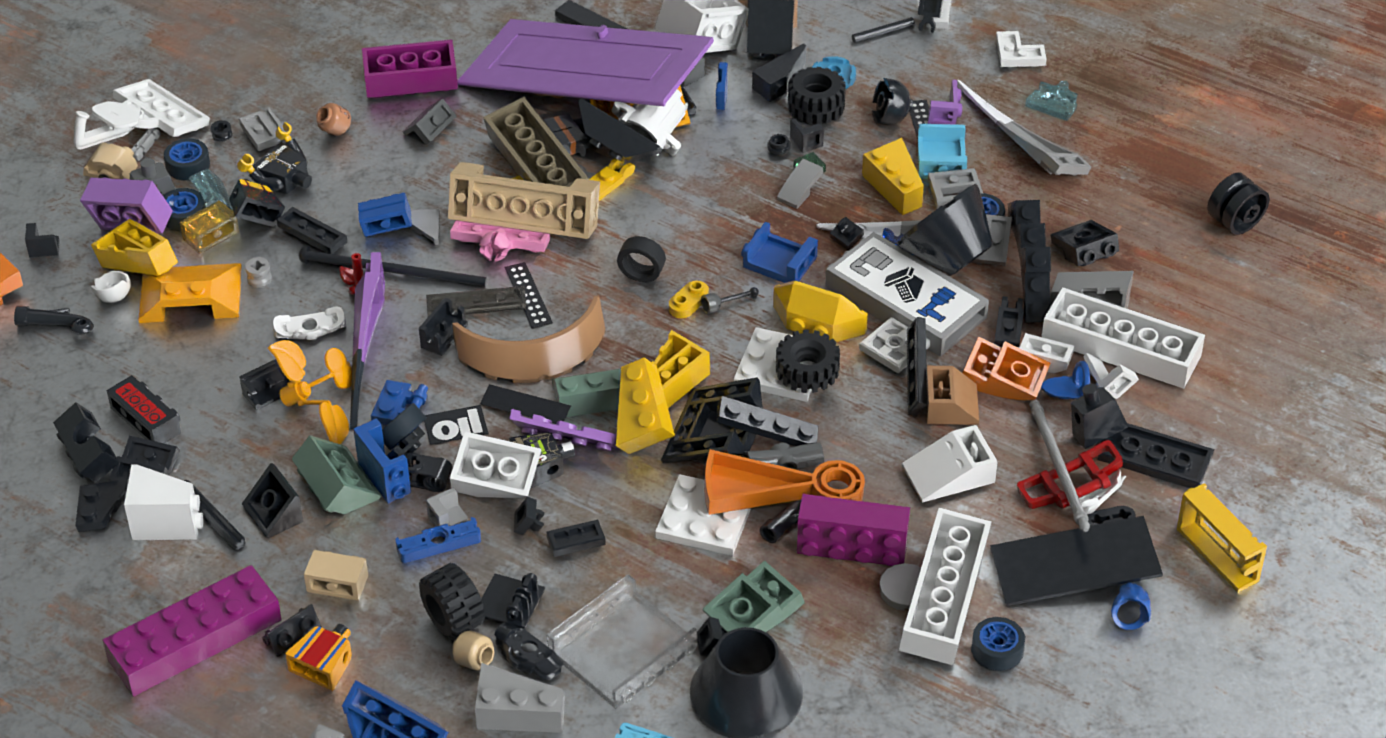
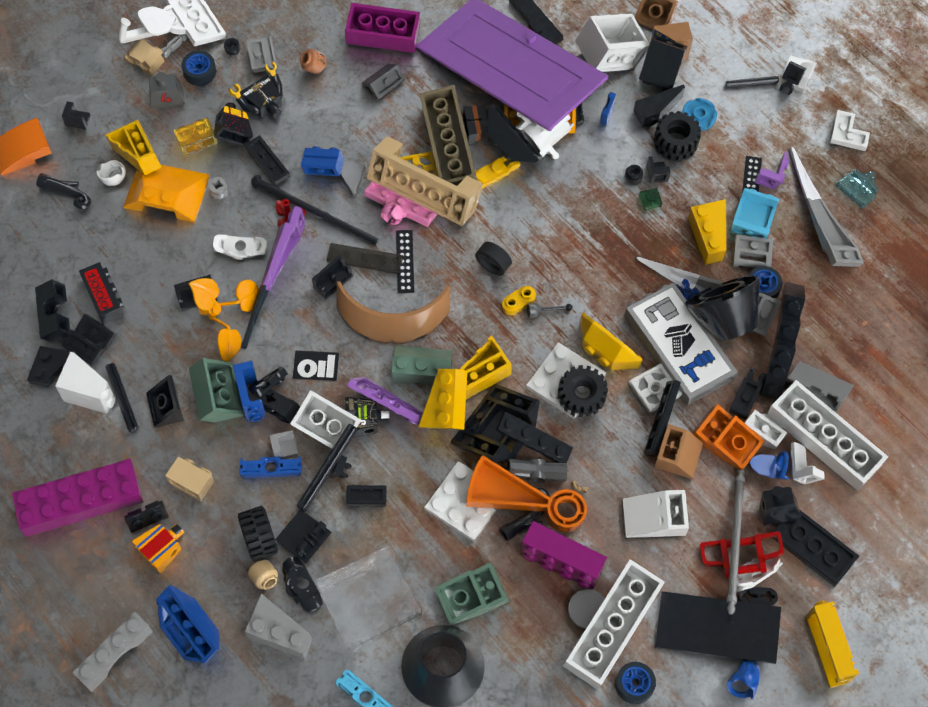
camera: 15 degrees right, 20 degrees up
(117, 200) = (139, 106): medium lavender brick -> none
(184, 204) = (181, 105): wheel -> none
(211, 187) = (206, 102): clear light blue slope -> none
(394, 398) = (277, 333): blue plate -> none
(402, 426) = (272, 364): black wheel -> none
(514, 514) = (327, 467): none -> black axle
(528, 404) = (368, 366): black sticker -> none
(709, 635) = (431, 614): black tile -> none
(778, 256) = (597, 279): blue panel -> none
(798, 184) = (636, 215): light grey slope -> none
(846, 233) = (655, 273): black tile -> none
(891, 102) = (732, 159): black cylinder -> none
(1086, 242) = (833, 334): black plate -> none

